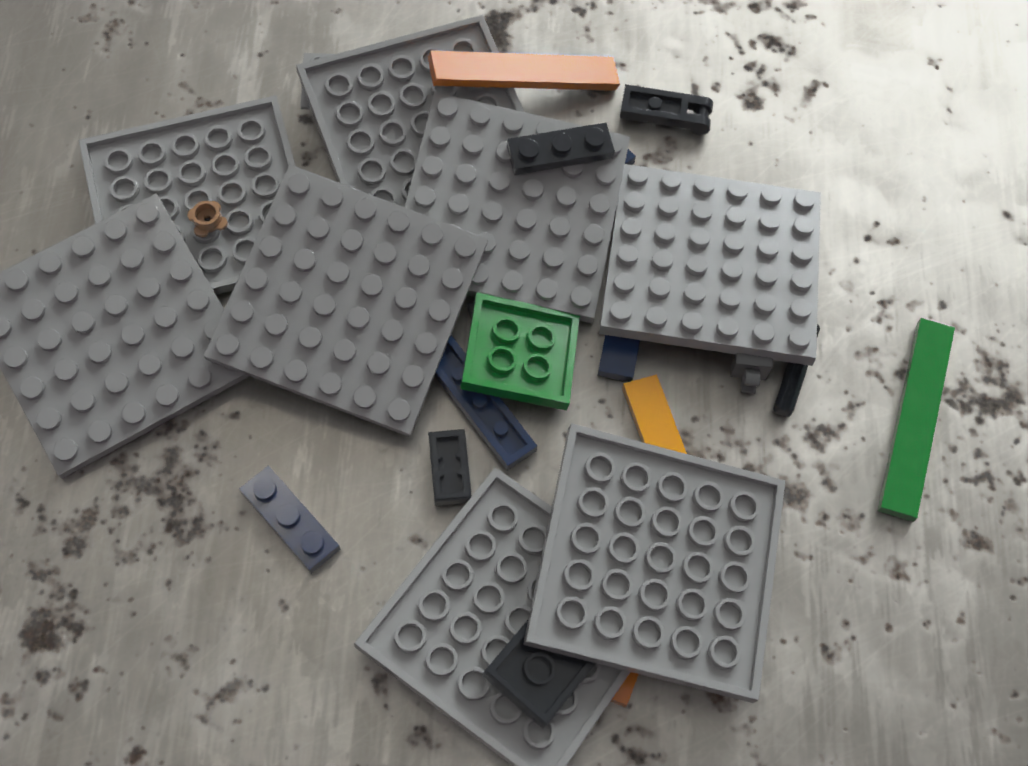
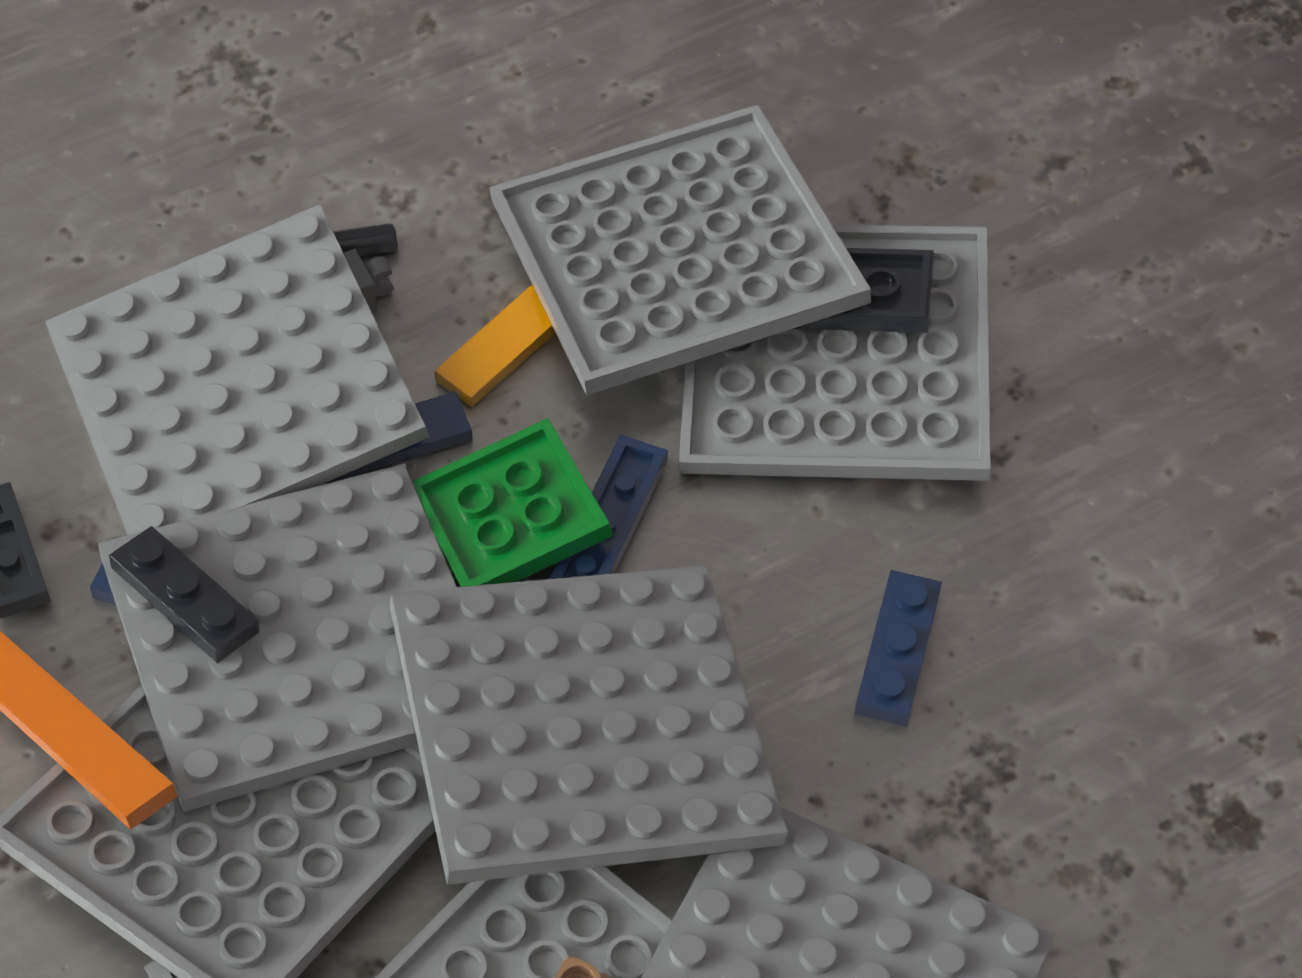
camera: 120 degrees left, 10 degrees down
(449, 467) = (709, 514): black plate -> none
(916, 420) = (310, 119): green tile -> none

